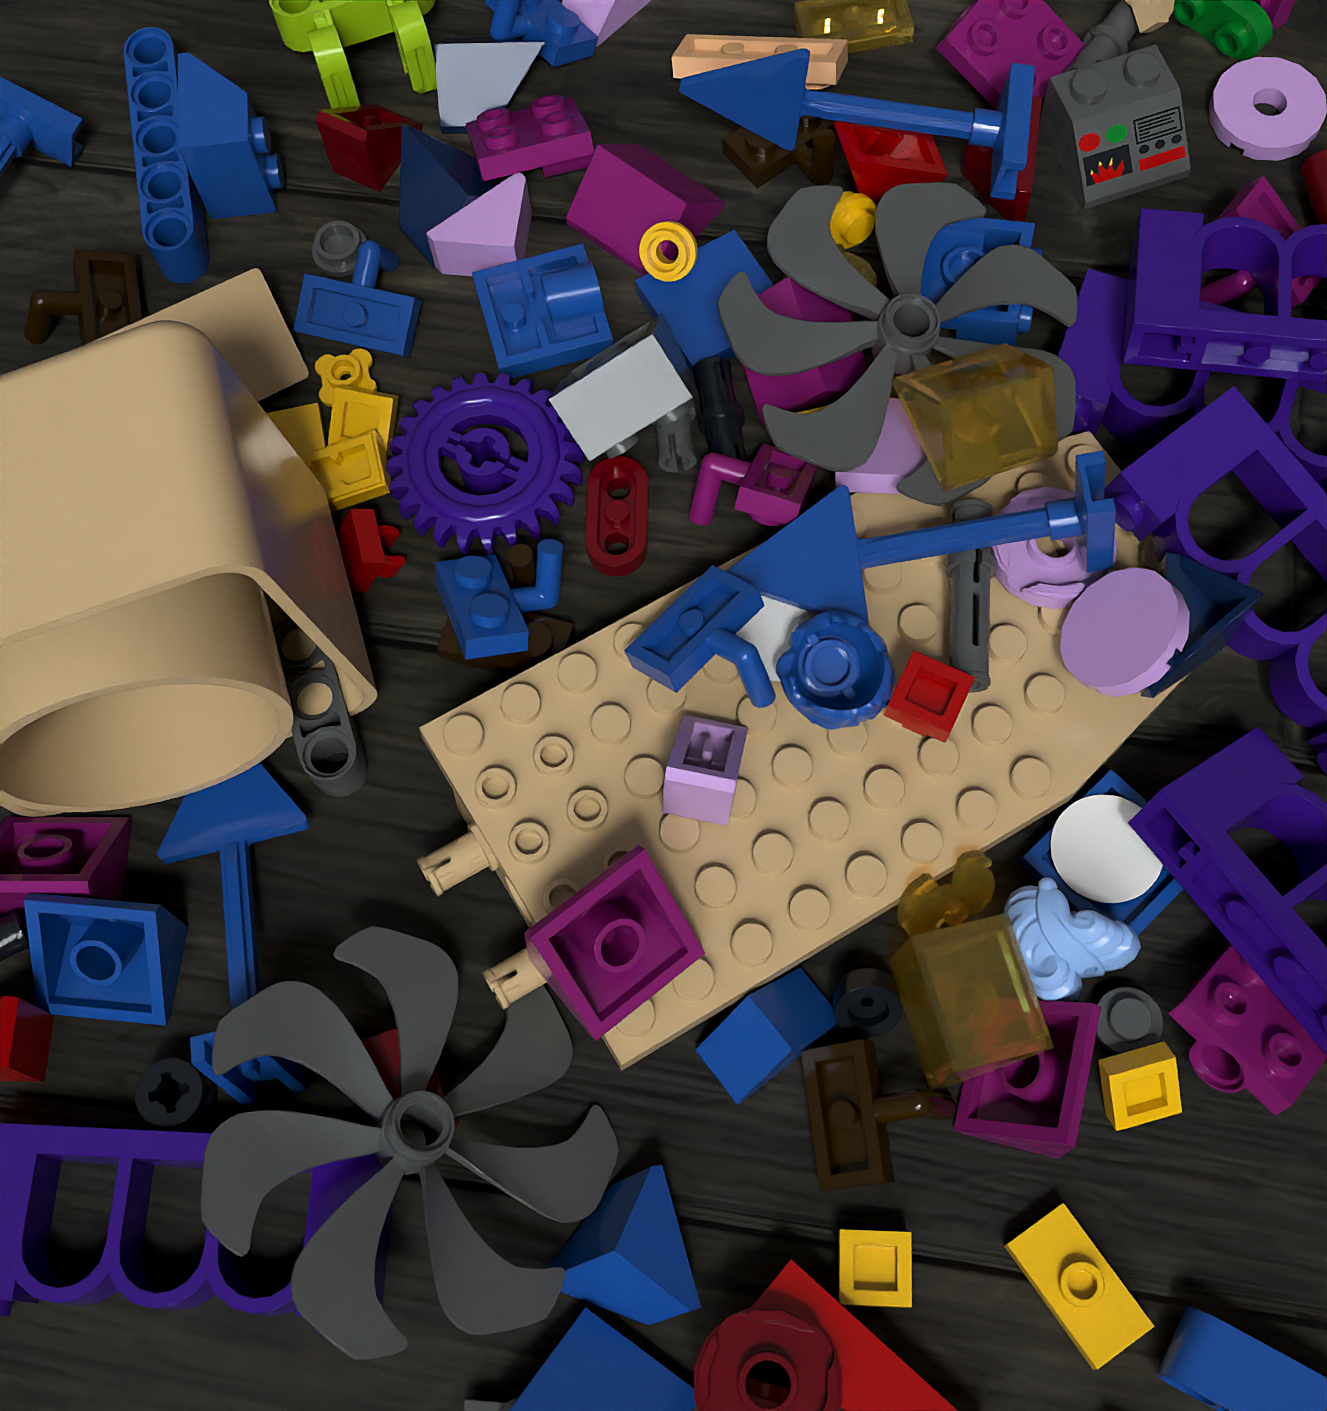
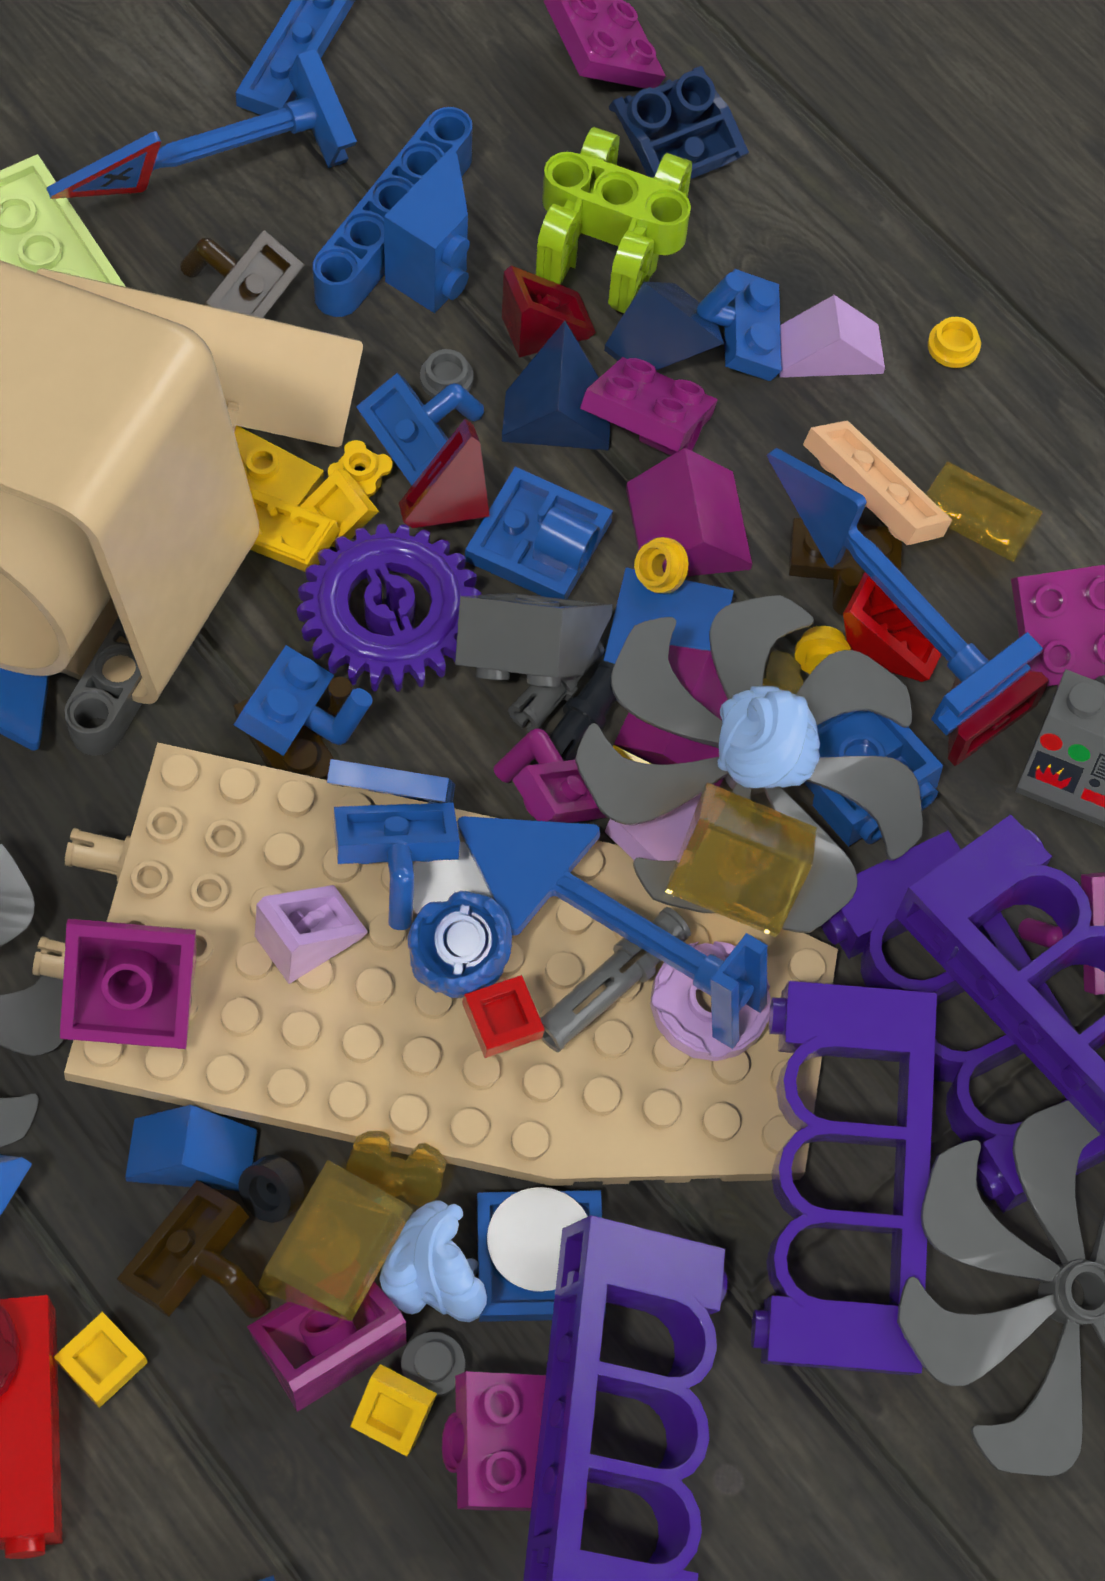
camera: 30 degrees right, 5 degrees down
(362, 549) = (247, 598): red tile -> none
(438, 323) = (451, 485): none -> dark red slope
(485, 231) = (557, 447): lavender slope -> none
(617, 520) = (441, 723): dark red plate -> none
(640, 594) = (391, 781): none -> tile
(912, 299) = (768, 738): none -> light blue hair
(1079, 1286) = (221, 1499): yellow plate -> none
(1124, 631) = (685, 1093): lavender tile -> none
(1216, 612) = (739, 1135): dark blue slope -> none

